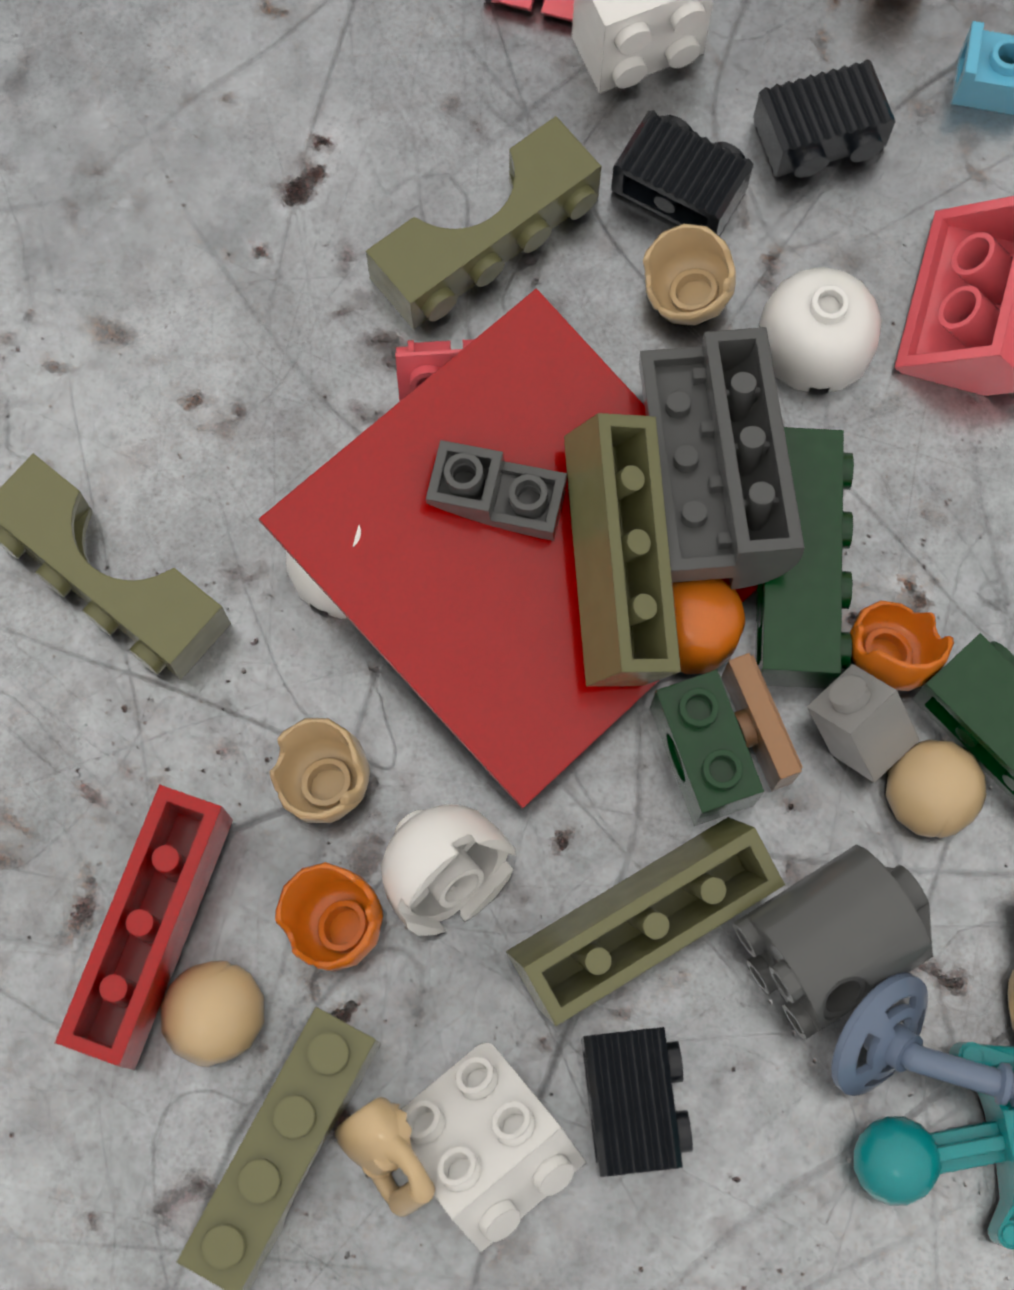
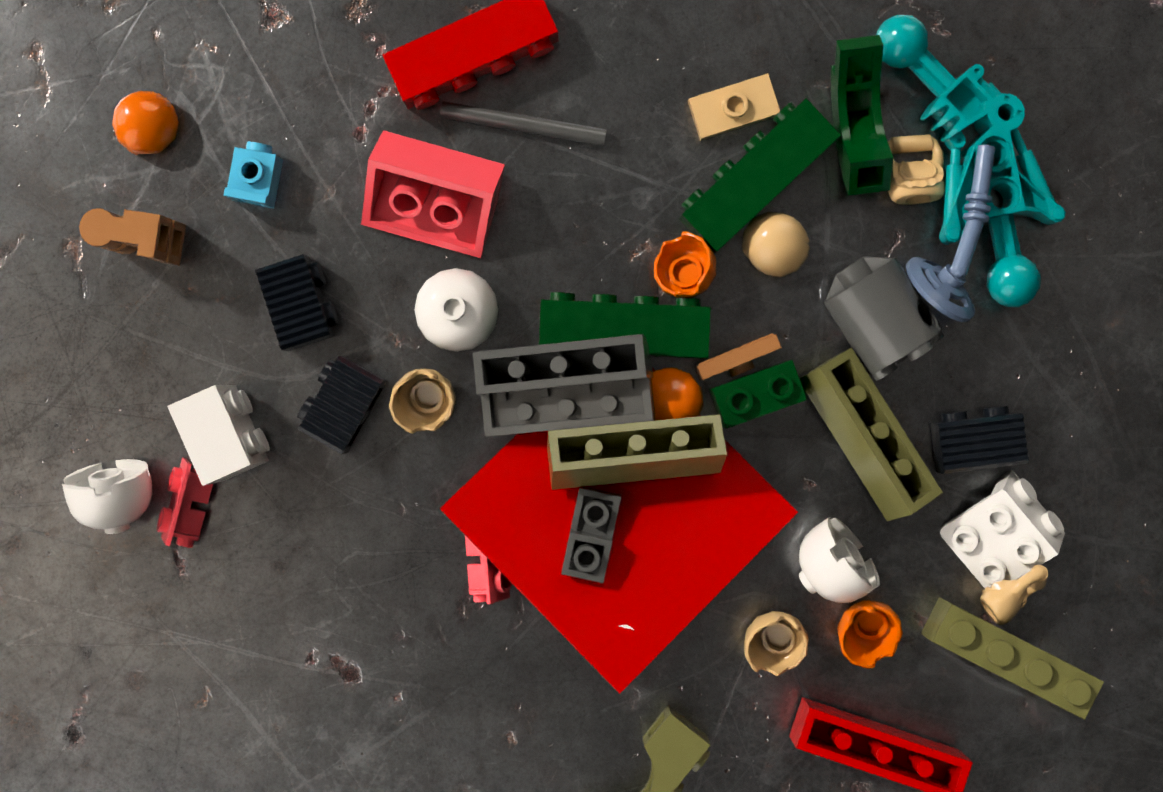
camera: 90 degrees left, 15 degrees up
(212, 1013) = (925, 703): tan hair -> none
(430, 266) = (416, 581): olive arch -> none
(863, 722) = (740, 292): light grey brick -> none

